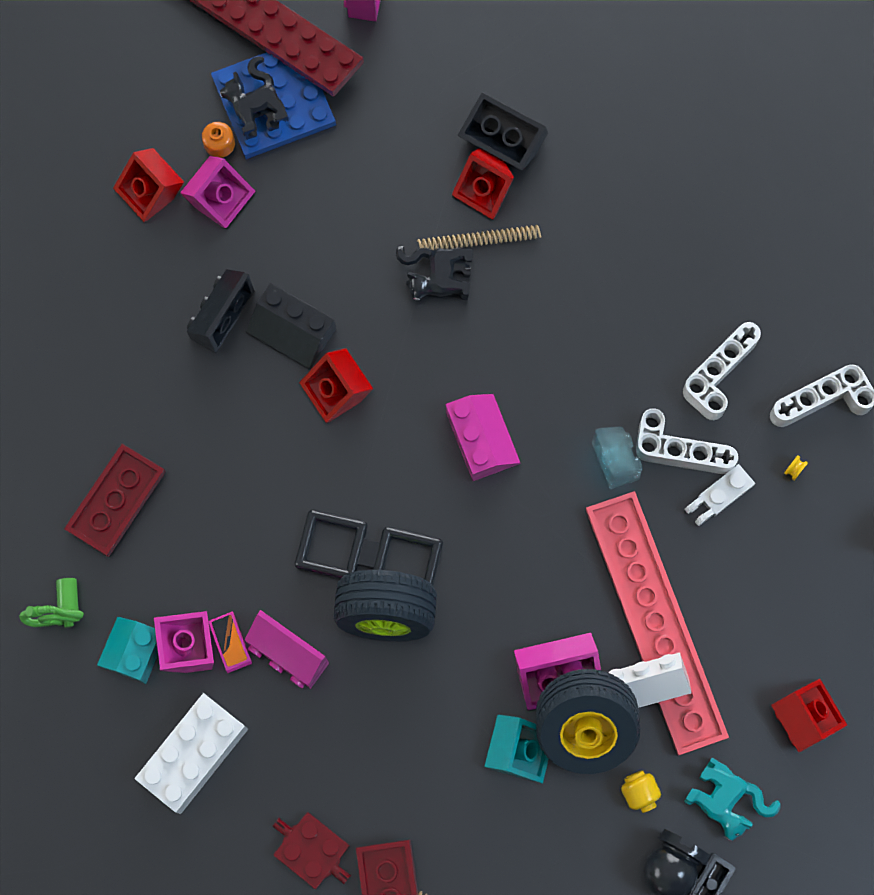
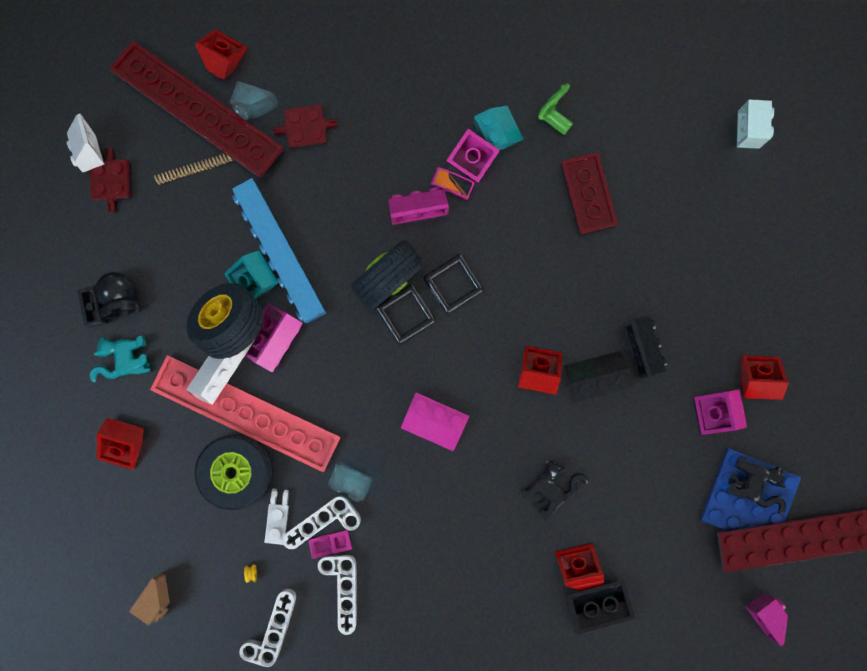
camera: 130 degrees right, 10 degrees up
(191, 754) = (412, 110): white brick -> none
(218, 139) = (748, 445): orange head -> none
(465, 748) = (279, 251): none -> dark azure brick
(495, 235) = (552, 531): tan piece -> none
(641, 791) = (168, 317): yellow head -> none
(693, 423) = (329, 544): none -> dark pink slope
(738, 556) = (215, 477): none -> black wheel

